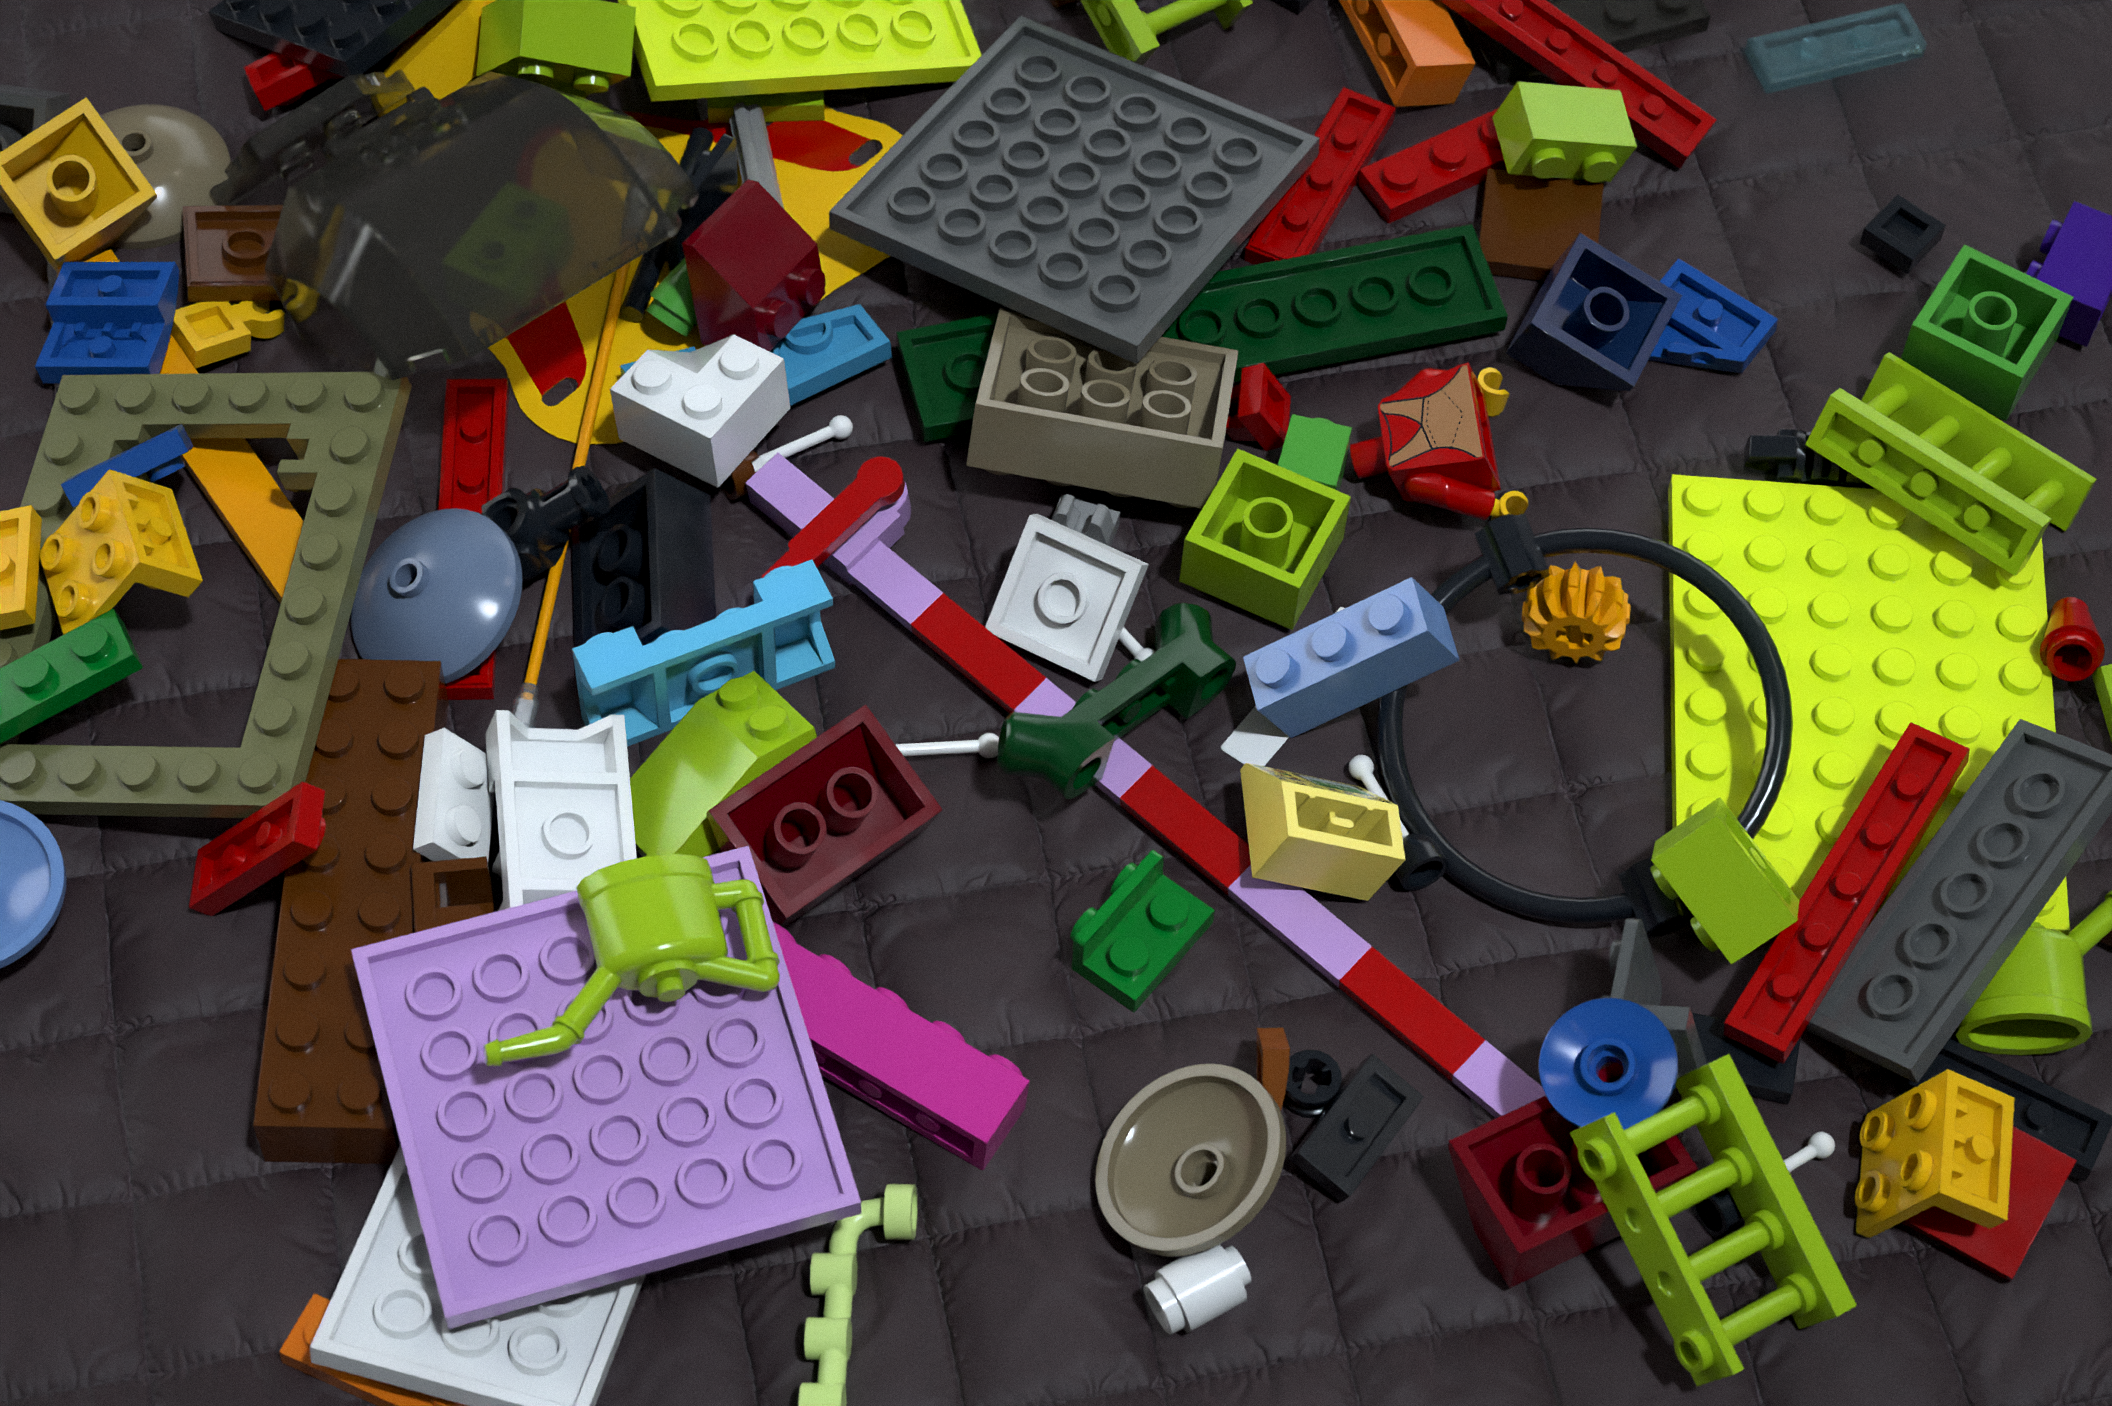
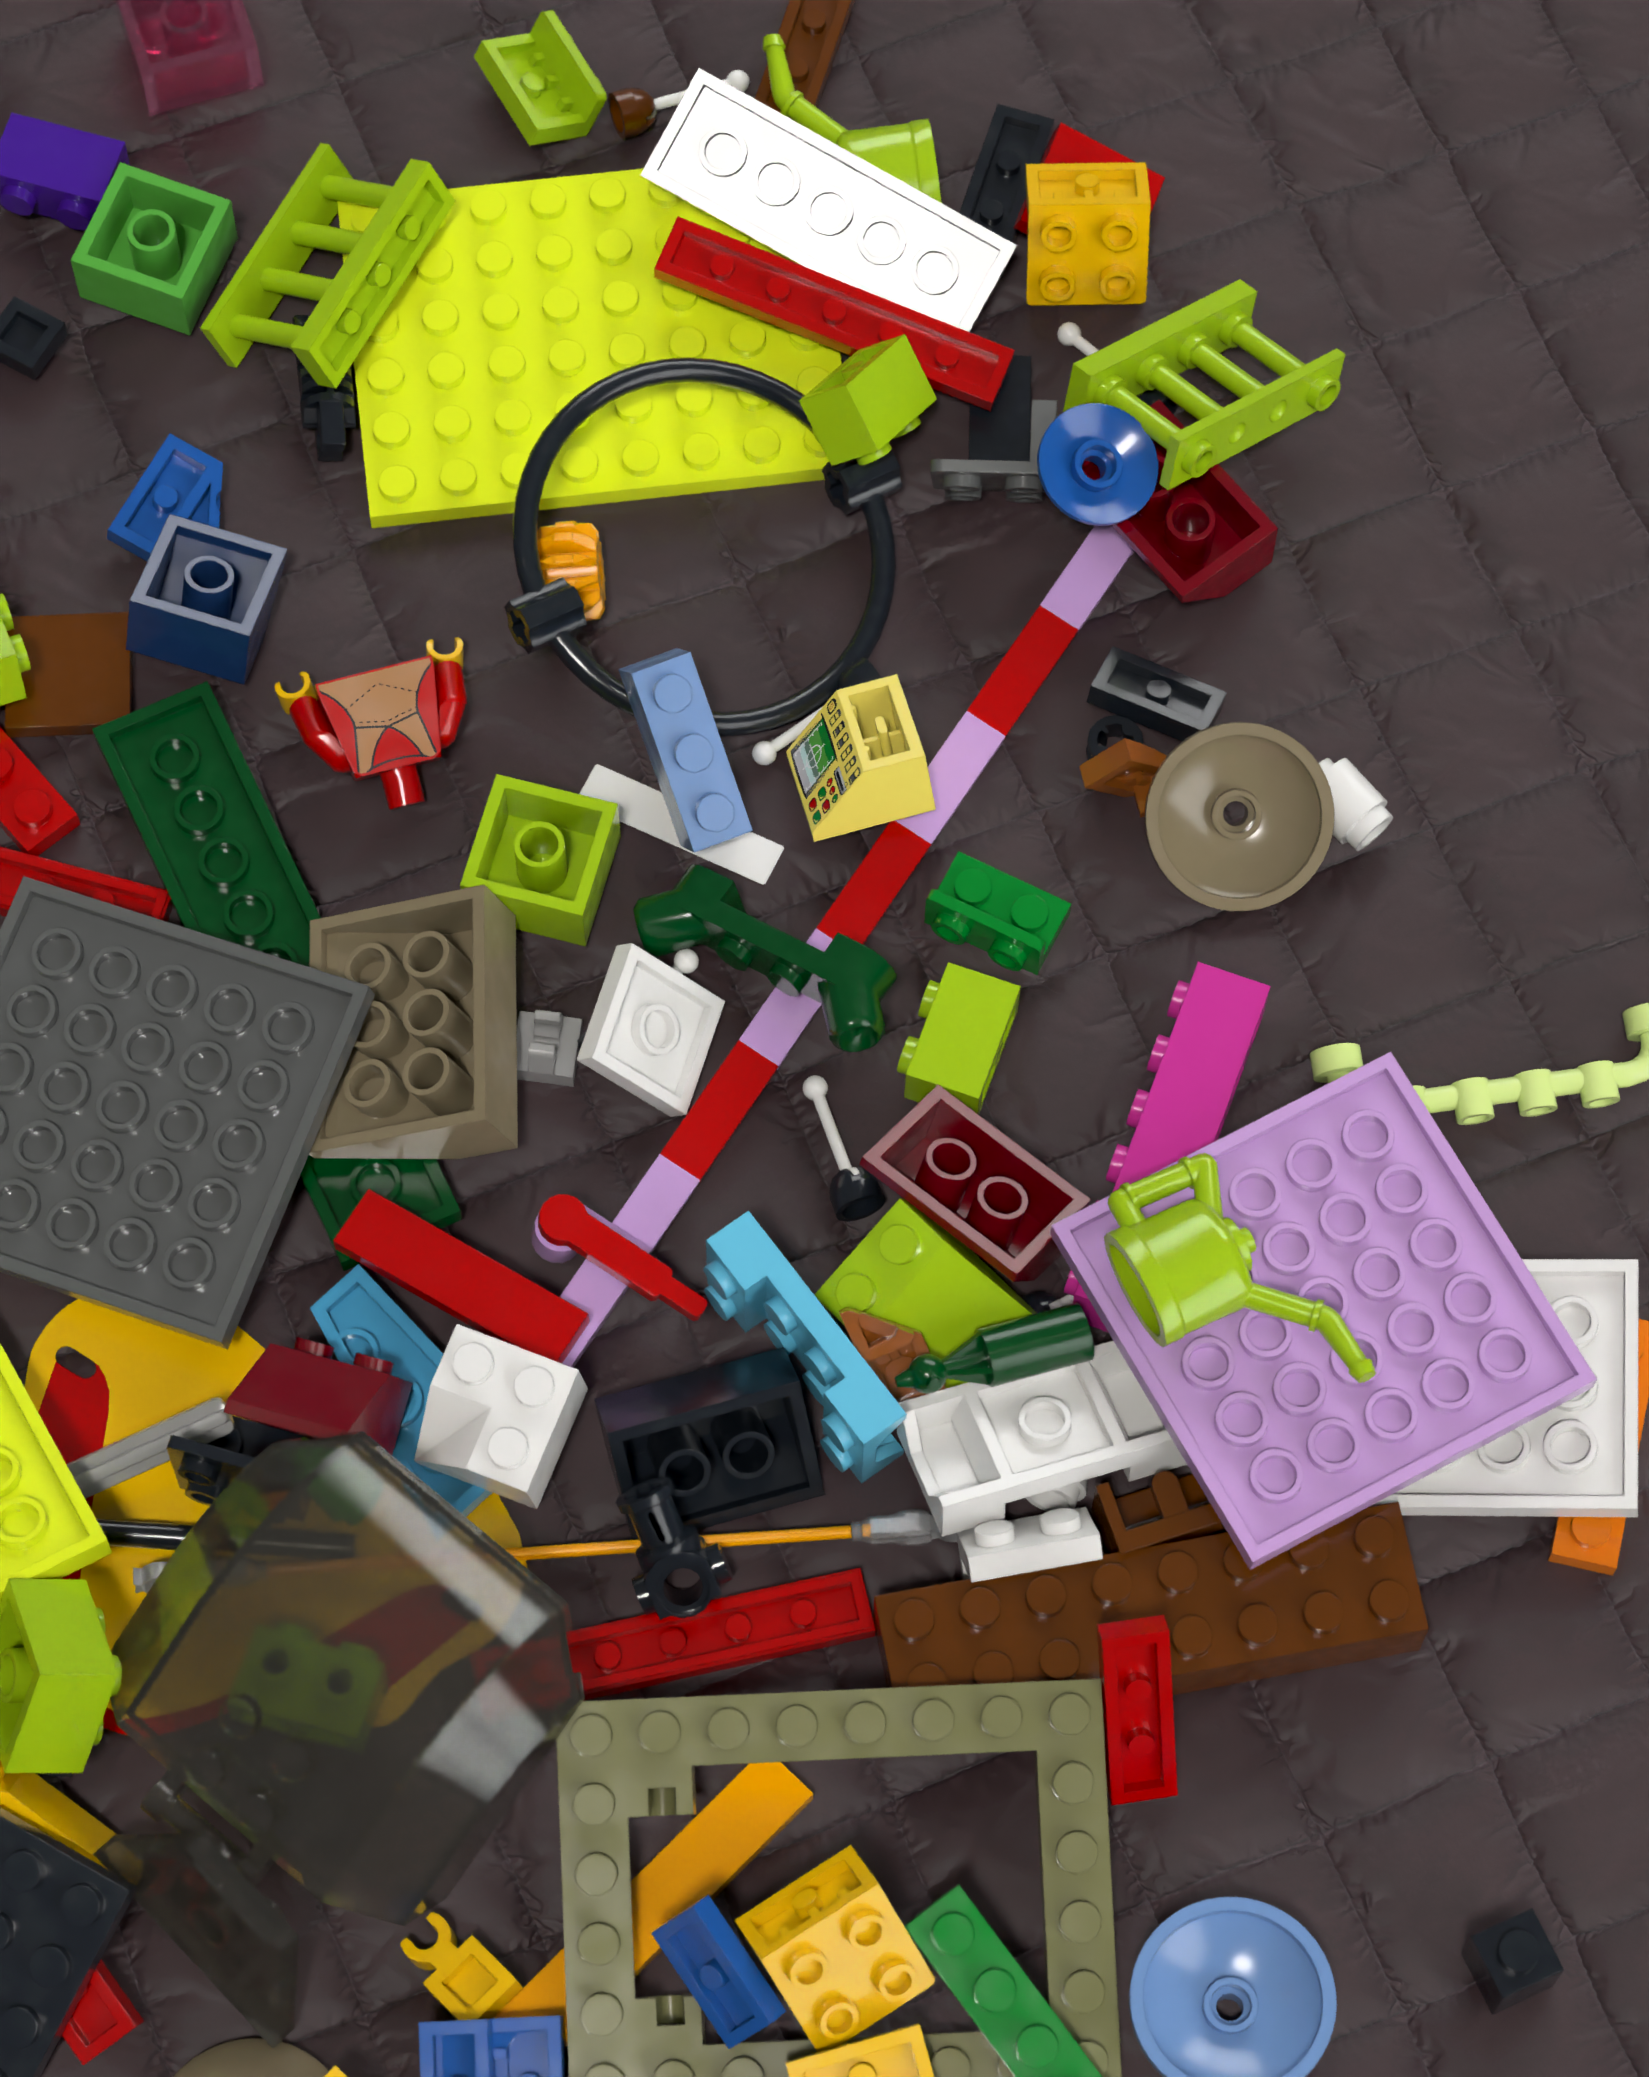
camera: 100 degrees left, 10 degrees up
(229, 252) = (360, 1984): reddish brown tile -> none
(438, 592) = (759, 1597): sand blue dish -> none
(641, 792) = (1008, 1352): none -> dark green wheel
(671, 722) = (885, 1348): none -> dark orange slope
(845, 406) = (459, 1279): none -> red tile
(997, 859) = (962, 1036): none -> lime brick
(1260, 408) = (364, 892): red tile -> none
(1316, 449) = (428, 837): bright green brick -> none
(2071, 641) = (499, 161): red cone -> none

